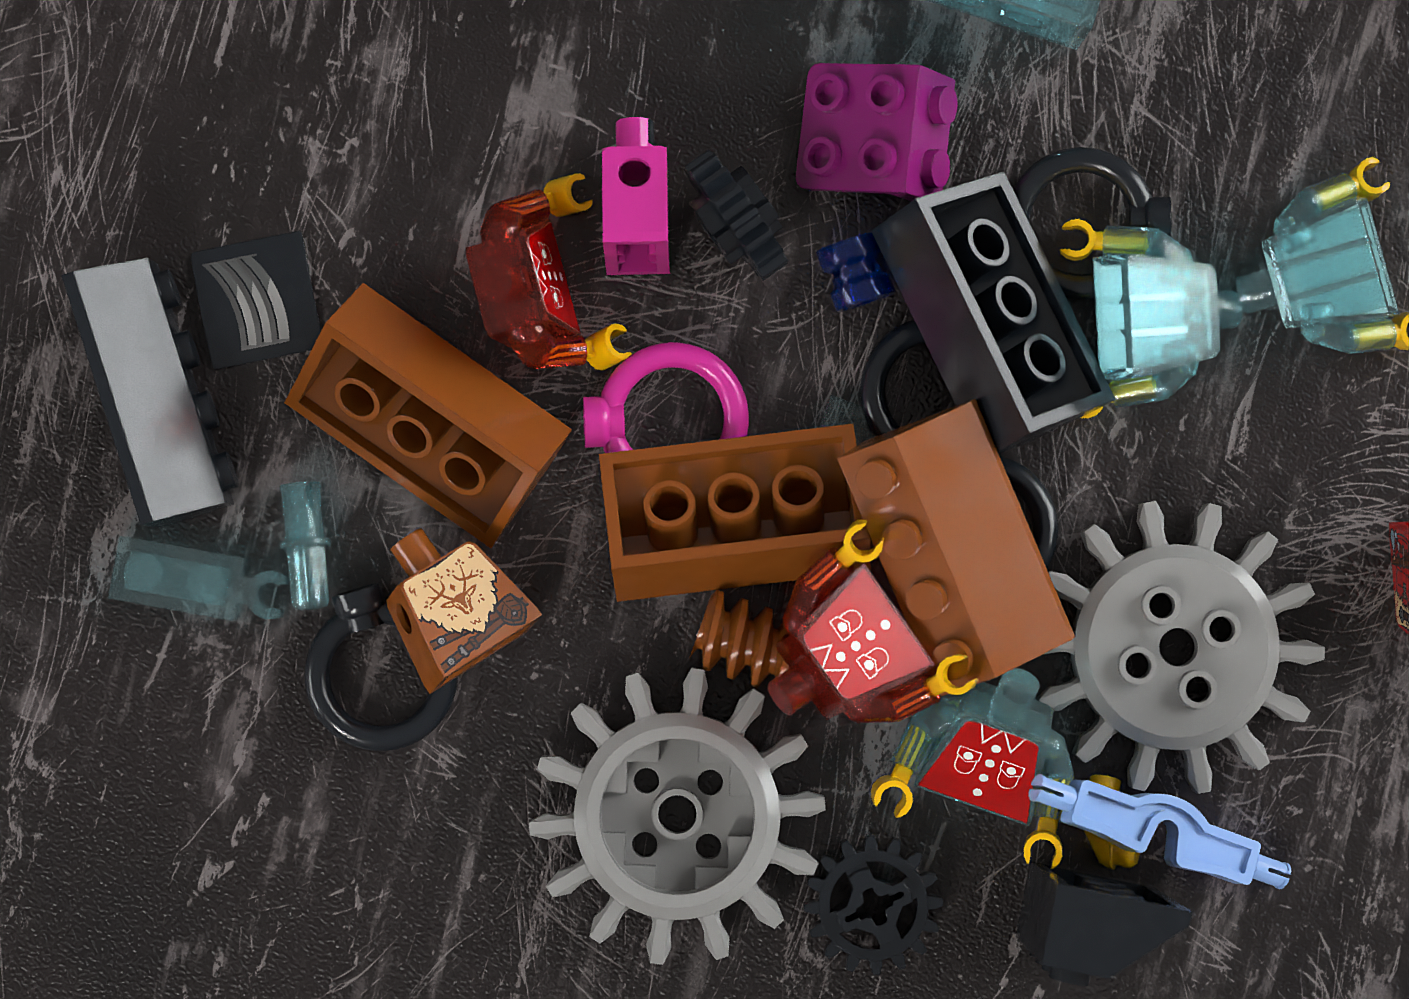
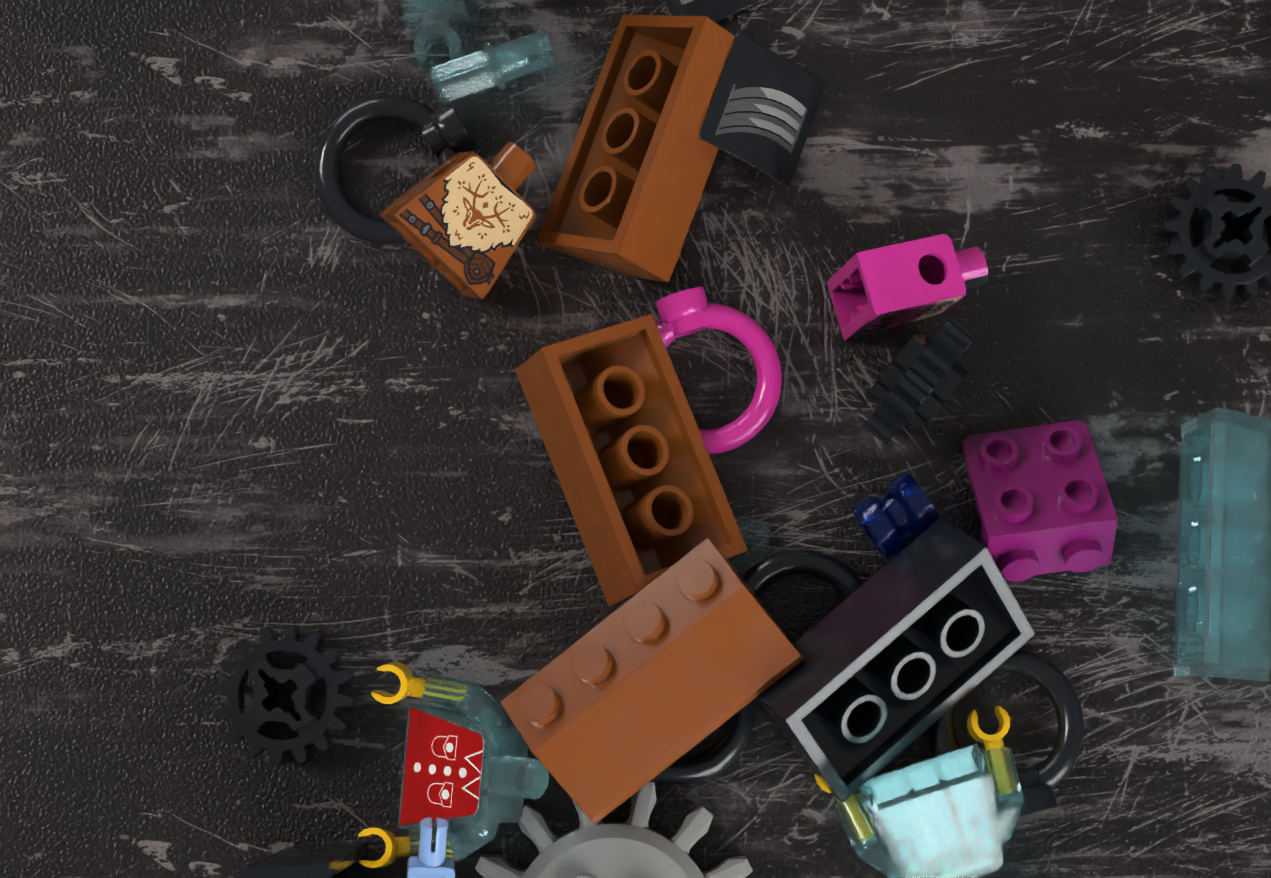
camera: 80 degrees right, 5 degrees down
(419, 291) = (762, 109): none -> black sticker
(525, 285) = (793, 200): clear red torso -> none
(676, 878) = (264, 500): light grey gear -> none
(740, 640) = (506, 519): dark orange piece -> none
(853, 646) = (527, 603): torso -> none

